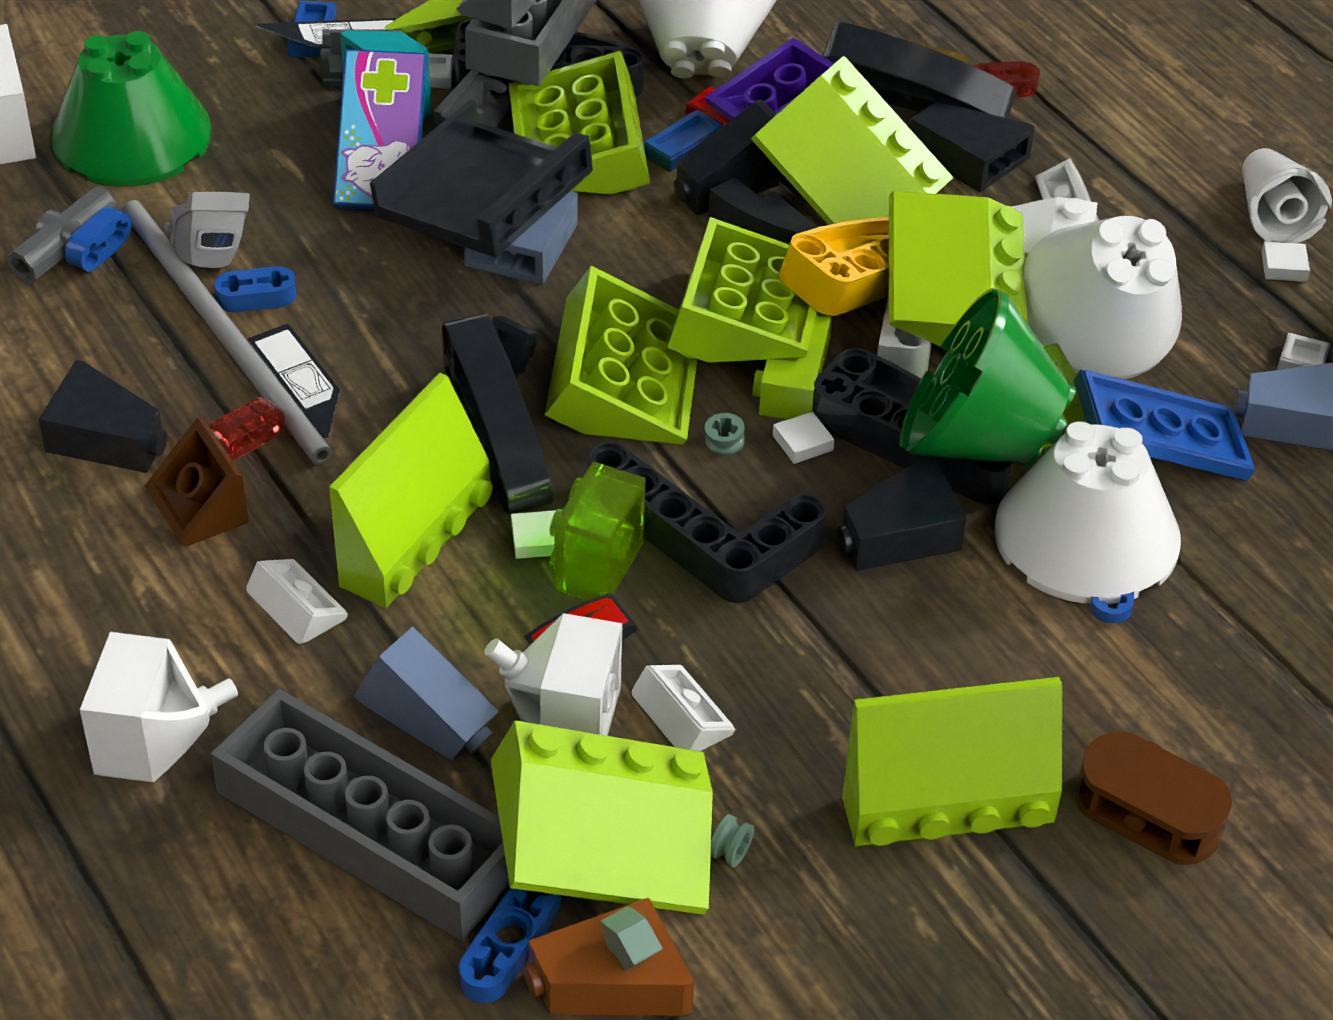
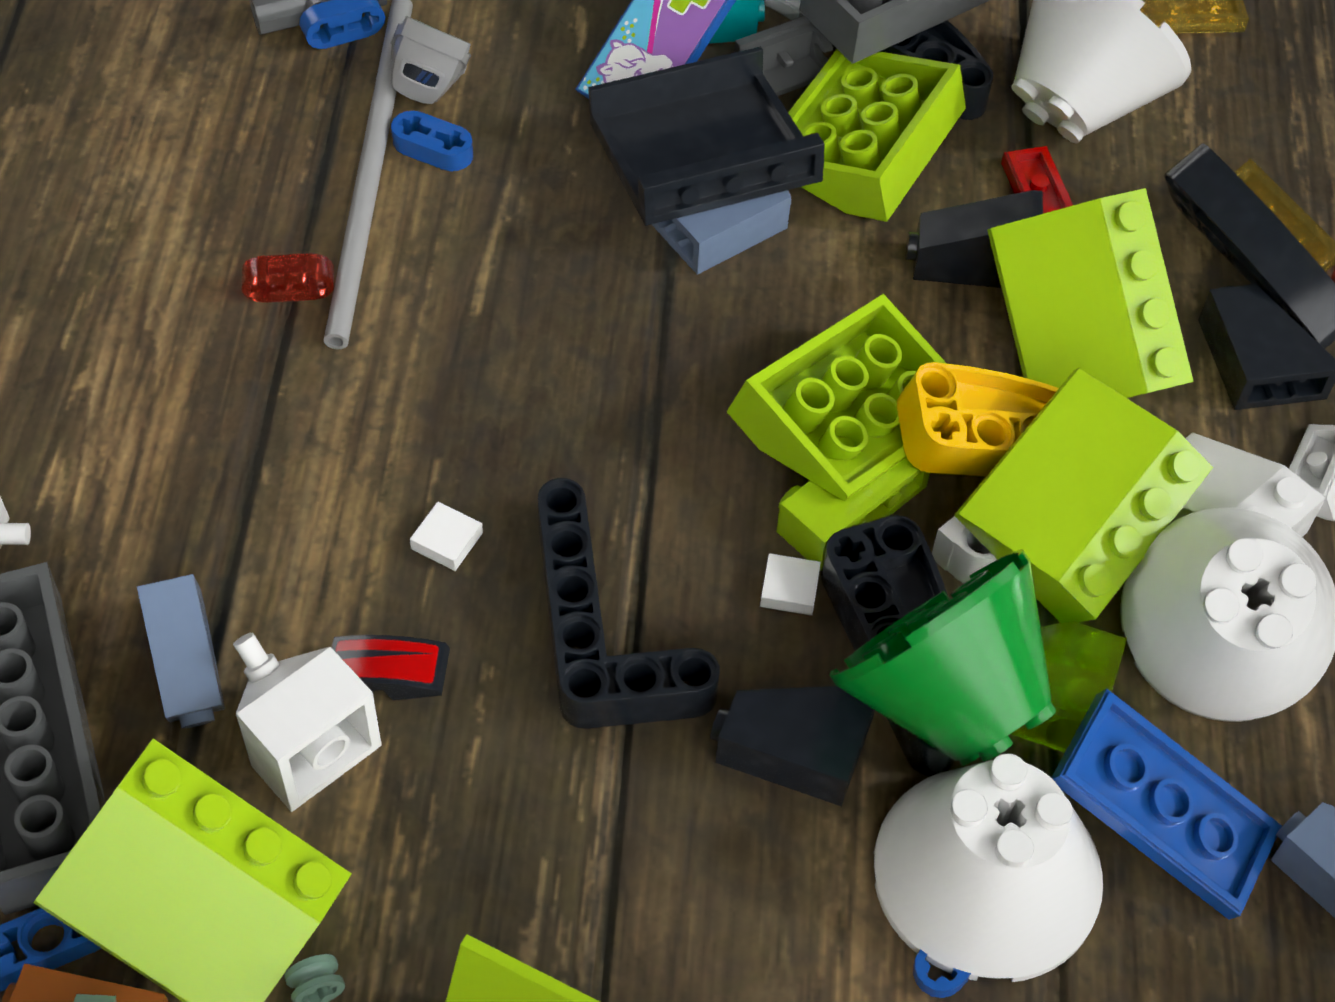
camera: 35 degrees right, 10 degrees up
(101, 422) = (179, 201): black slope -> none
(199, 487) = (200, 316): reddish brown slope -> none
(294, 599) = (187, 473): white slope -> none
(299, 375) = (397, 248): sticker -> none
(408, 495) = (336, 428): lime slope -> none
(497, 412) = (505, 389): black beam -> none
(517, 342) = (596, 323): black tile -> none
(598, 532) = (477, 573): clear neon green slope -> none
(616, 367) = (665, 406): lime slope -> none
(679, 139) = (965, 186): blue tile -> none
(680, 707) = (411, 805): white slope -> none
(724, 423) = (721, 520): sand green bush -> none
(766, 216) = (955, 322): black slope -> none
(774, 79) = (1099, 172): dark purple slope -> none

